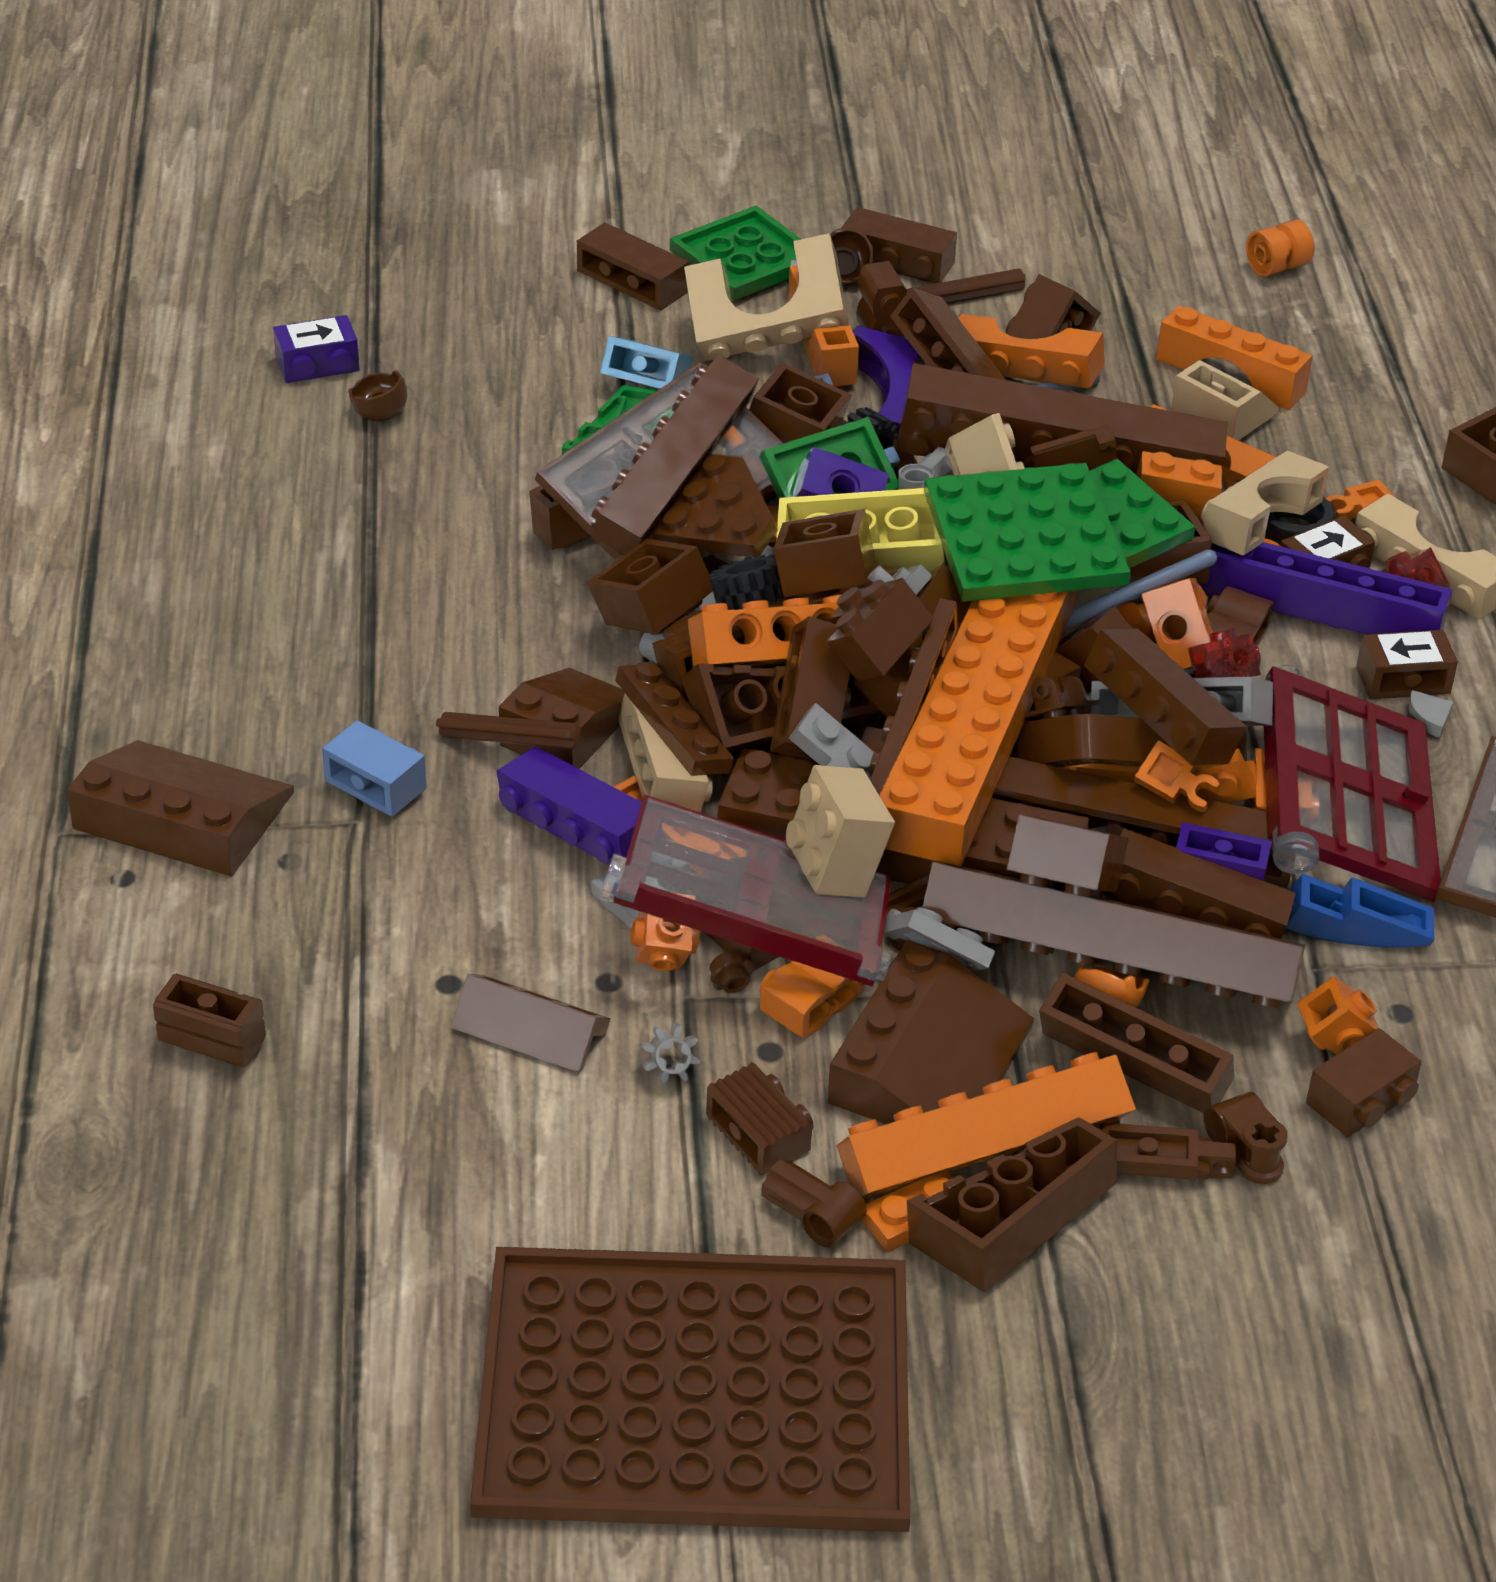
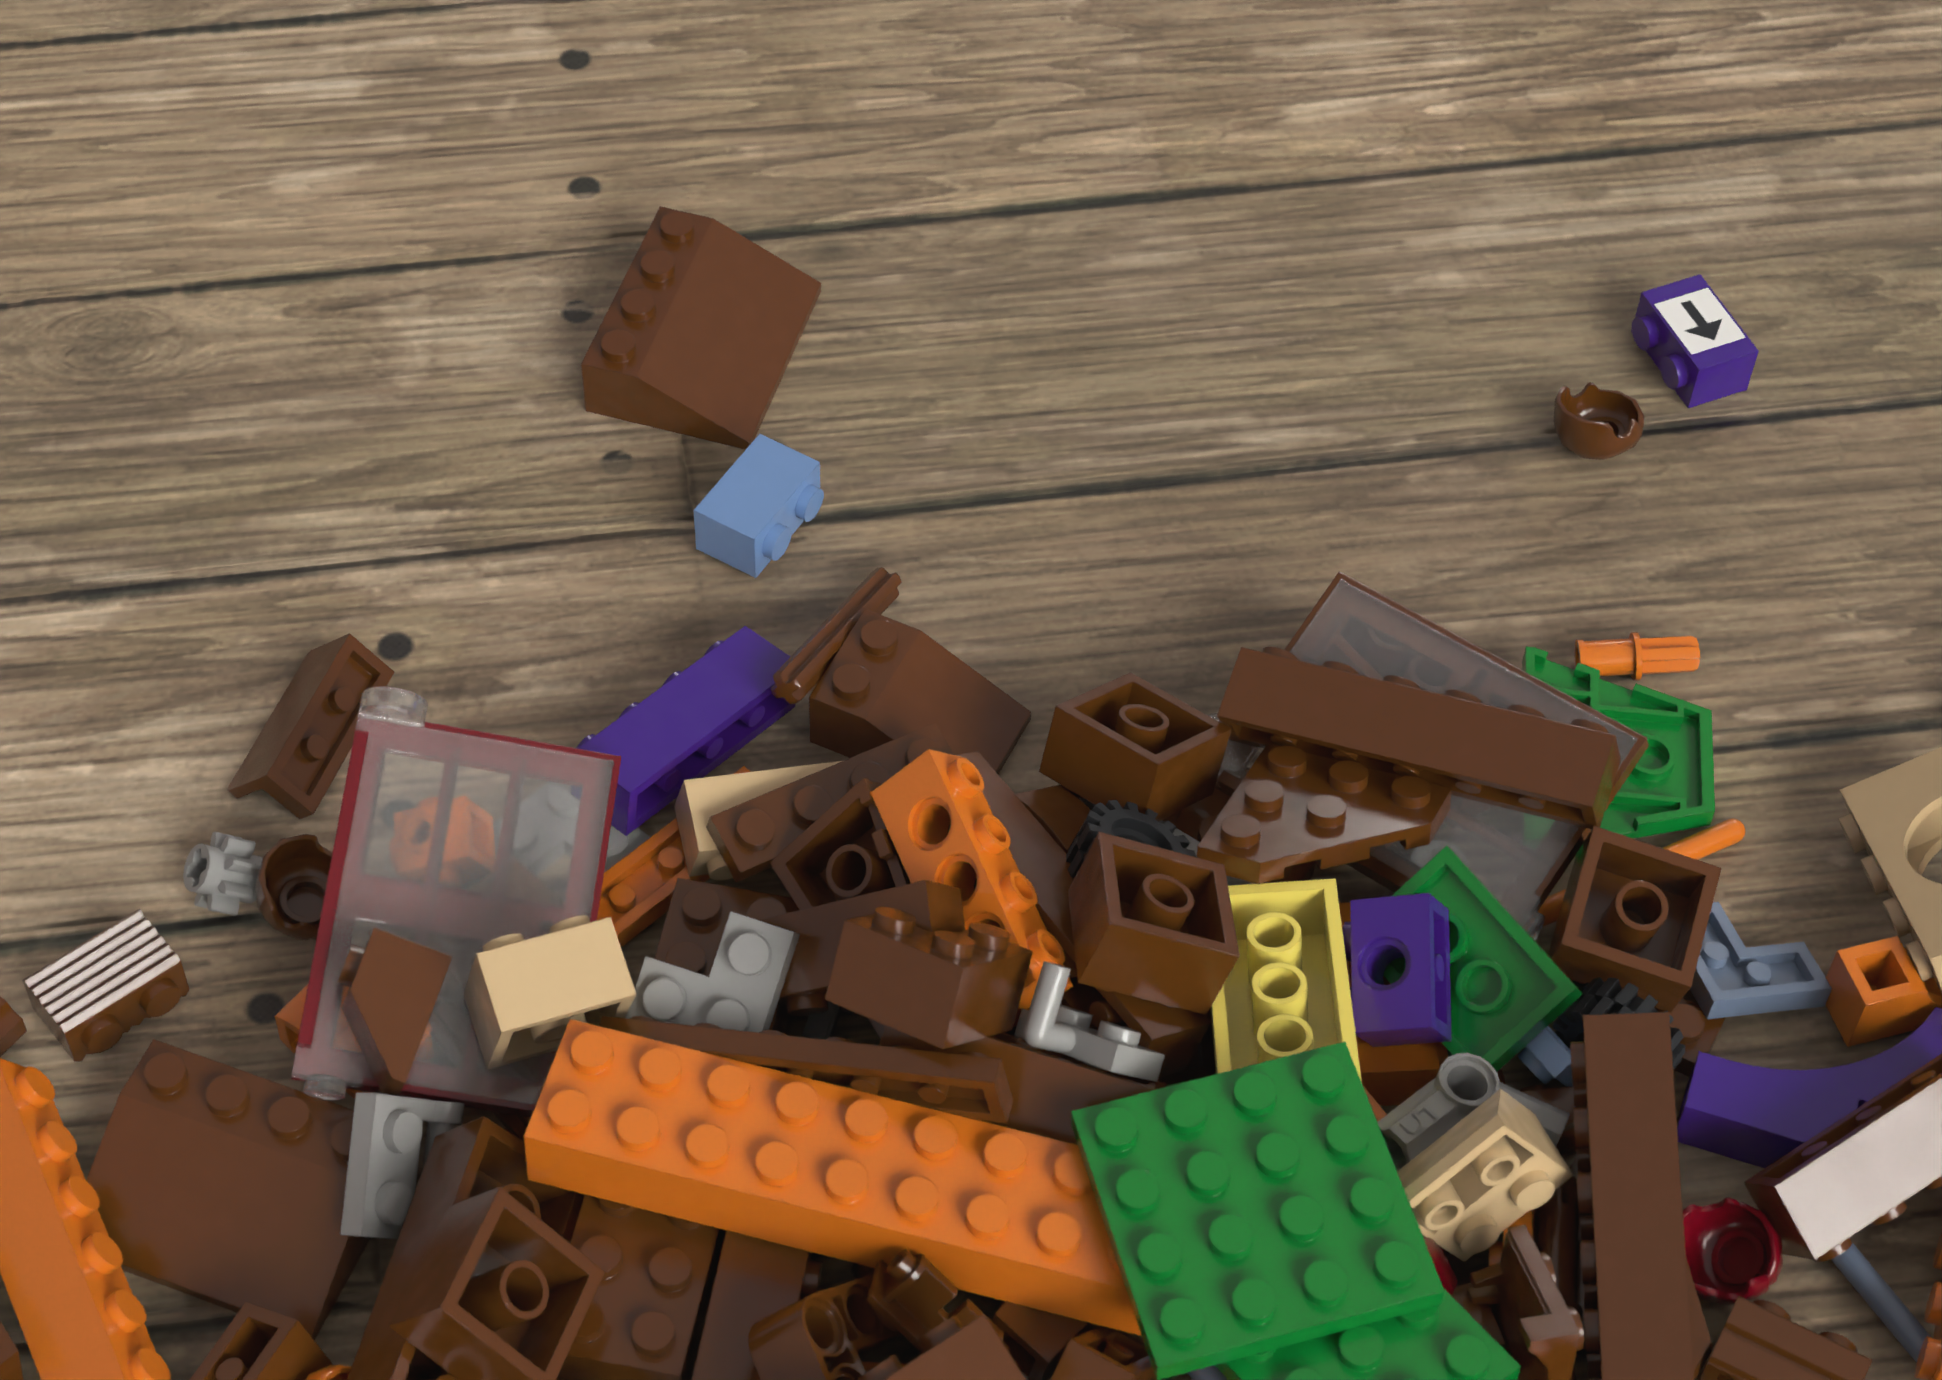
camera: 85 degrees right, 10 degrees up
(209, 1020) = (282, 401): reddish brown brick -> none
(570, 411) = (1639, 655): none -> orange axle
(643, 362) = (1766, 732): dark azure brick -> none
(690, 1007) = (293, 885): none -> reddish brown hair
(846, 906) = (391, 1001): none -> reddish brown slope

